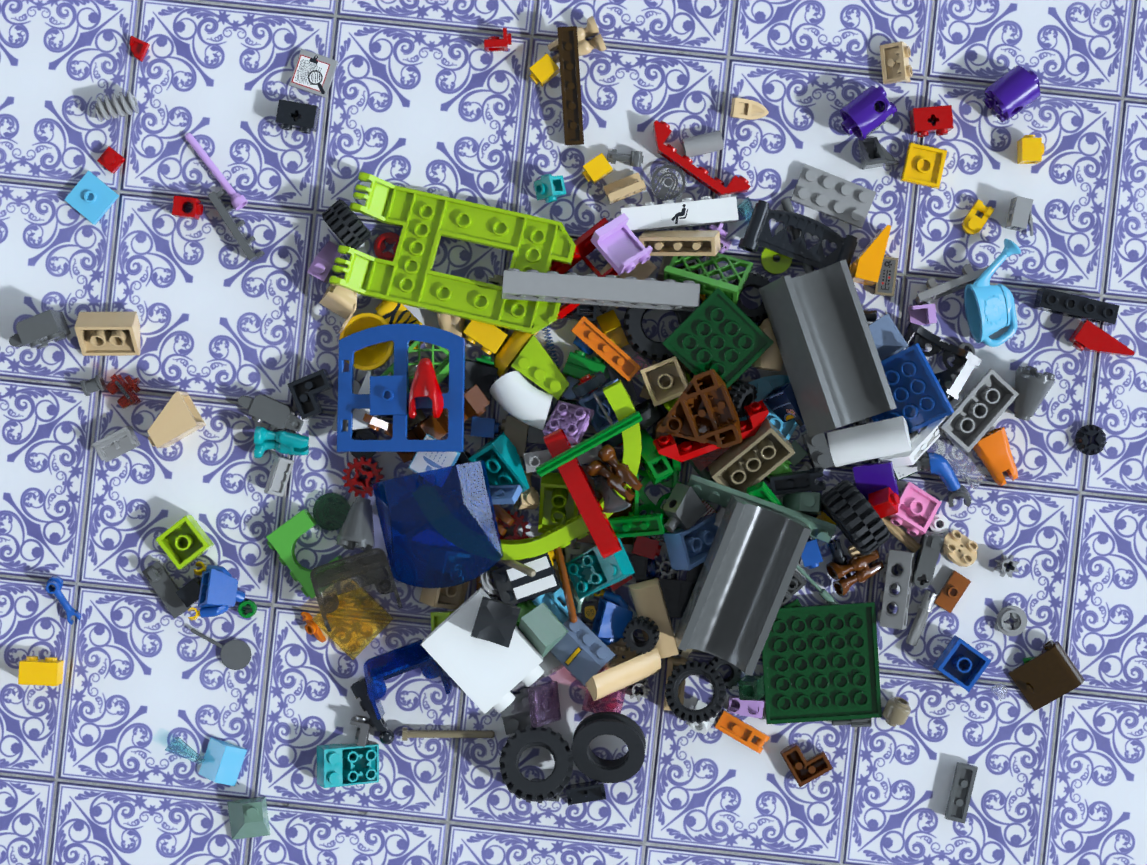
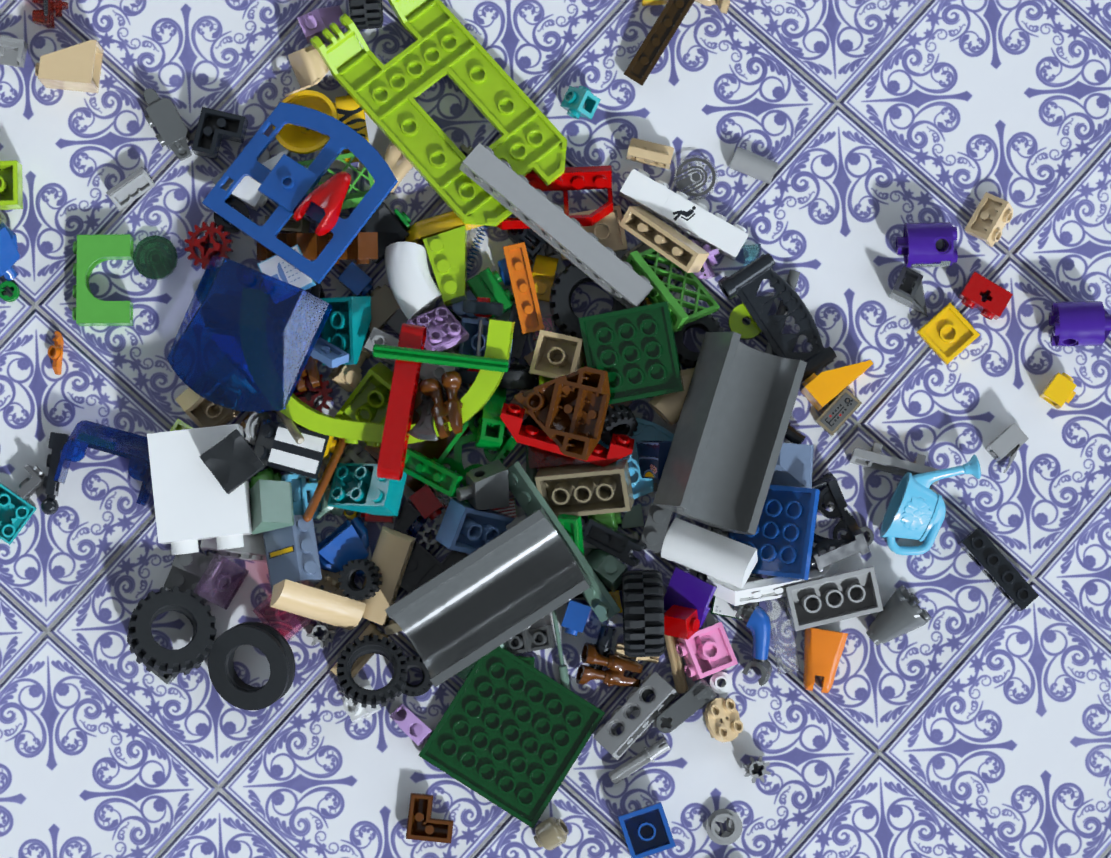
camera: 35 degrees right, 5 degrees down
(285, 442) = (159, 162): teal piece -> none
(351, 574) = (127, 326): clear smoke windscreen -> none
(355, 621) = (100, 372): clear yellow plate -> none
(358, 527) = (169, 288): dark grey cone -> none
(376, 423) = (258, 202): dark orange plate -> none
(379, 245) = (383, 43): red gear -> none
(446, 734) = (108, 545): dark tan bar -> none
(487, 335) = (421, 196): yellow brick -> none
(585, 792) = (198, 697): black hinge -> none
(588, 611) = (327, 525): black tile -> none
(597, 169) = (637, 117): yellow brick -> none
(620, 245) = (606, 200): lavender panel -> none
(634, 158) = (680, 133): dark grey bar -> none
(662, 133) = (756, 225): red slope -> none
(741, 731) = (389, 745): orange plate -> none
(747, 109) = (819, 162): tan plate -> none
(751, 687) = (428, 708): clear green brick -> none
(833, 196) = (842, 301): light grey plate -> none
(865, 722) = (504, 816): dark grey axle -> none
(922, 314) = (847, 472): lavender panel -> none
(952, 591) = (687, 757): dark orange plate -> none
(972, 223) = (956, 422): yellow plate -> none
(1081, 439) = (919, 717): black gear -> none
(1093, 339) = (995, 615): red slope -> none

